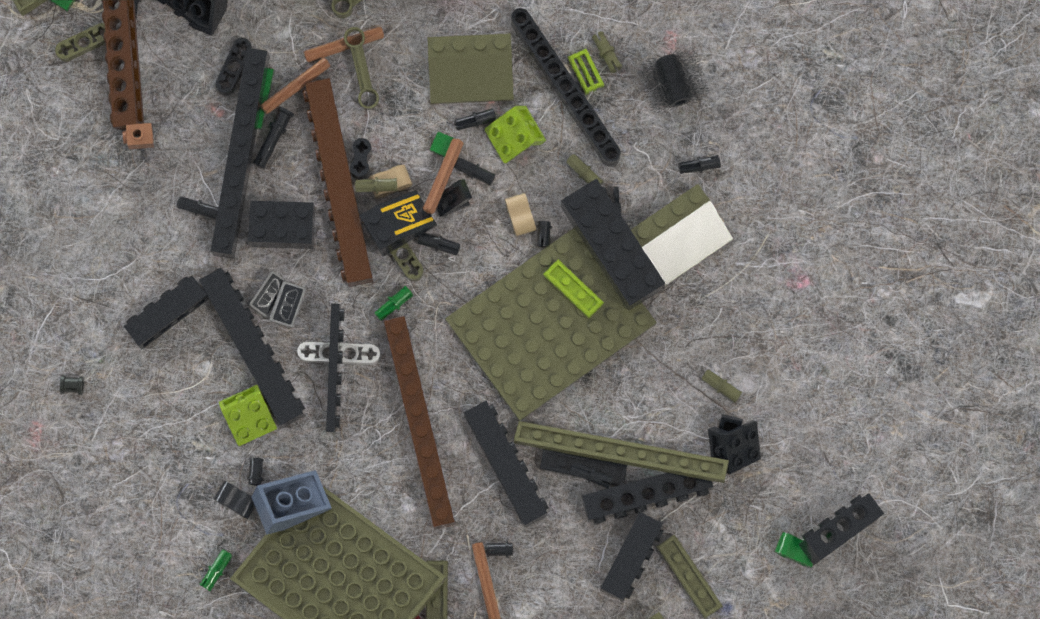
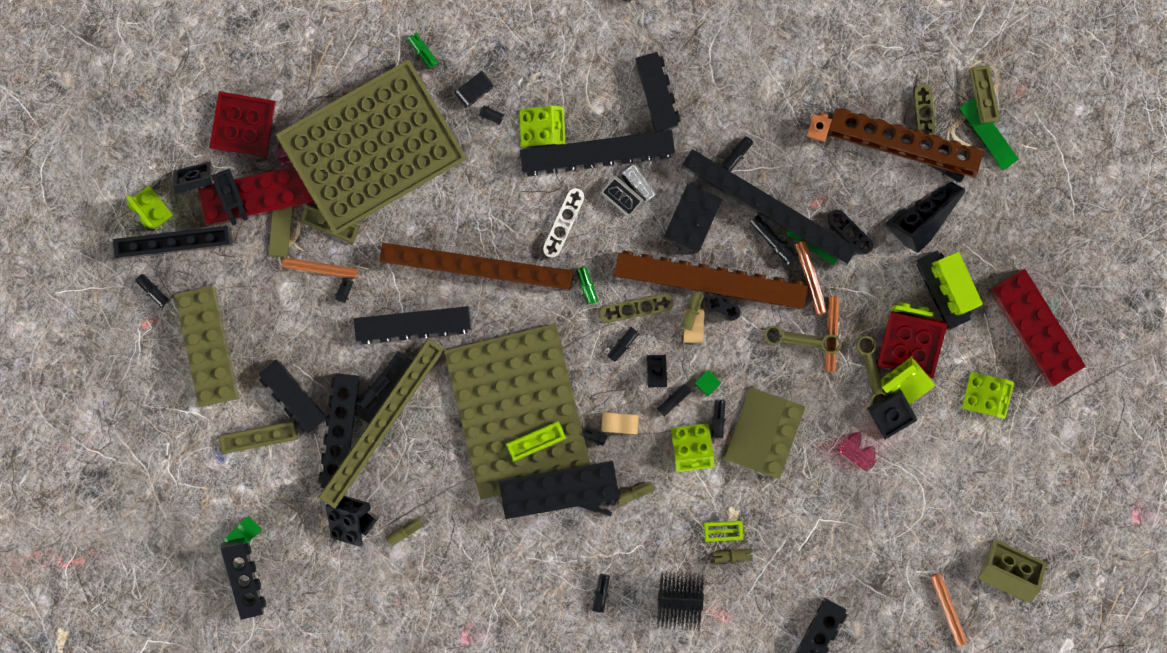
camera: 110 degrees right, 10 degrees up
(290, 501) = (451, 133): sand blue slope -> none
(334, 376) = (557, 217): black plate -> none
(397, 222) = (654, 316): black slope -> none
(443, 176) = (671, 364): nougat axle -> none
(564, 77) = (725, 507): black beam -> none
(682, 234) = (546, 551): slope -> none

